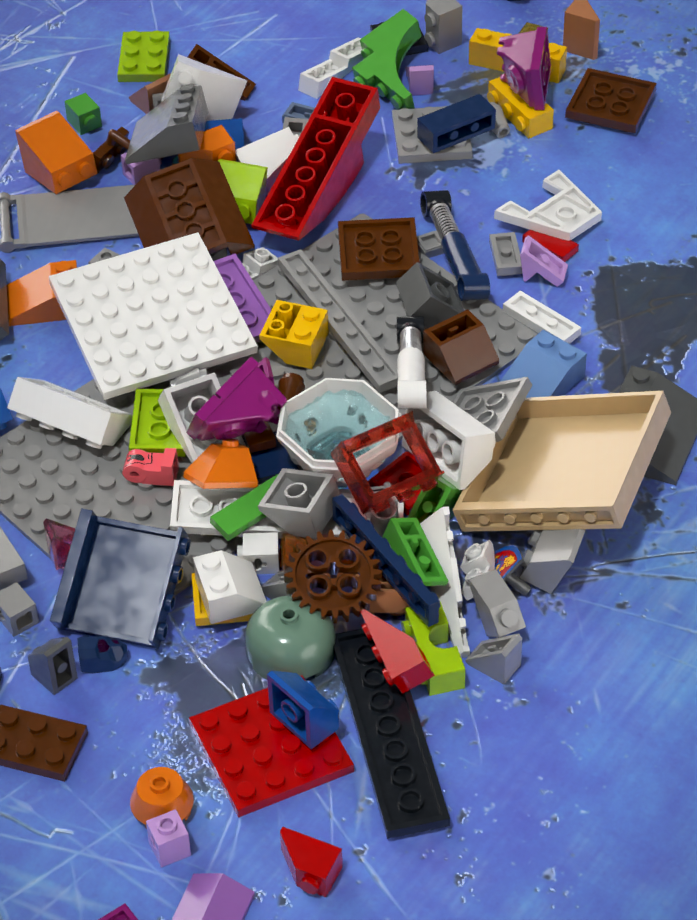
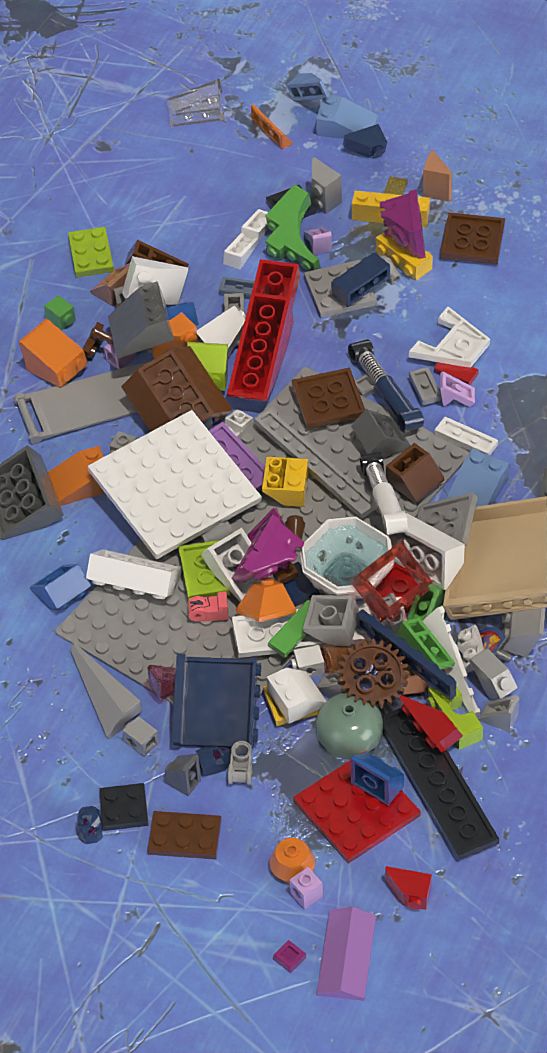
camera: 10 degrees left, 5 degrees up
(132, 664) = (240, 766): none -> light grey piece

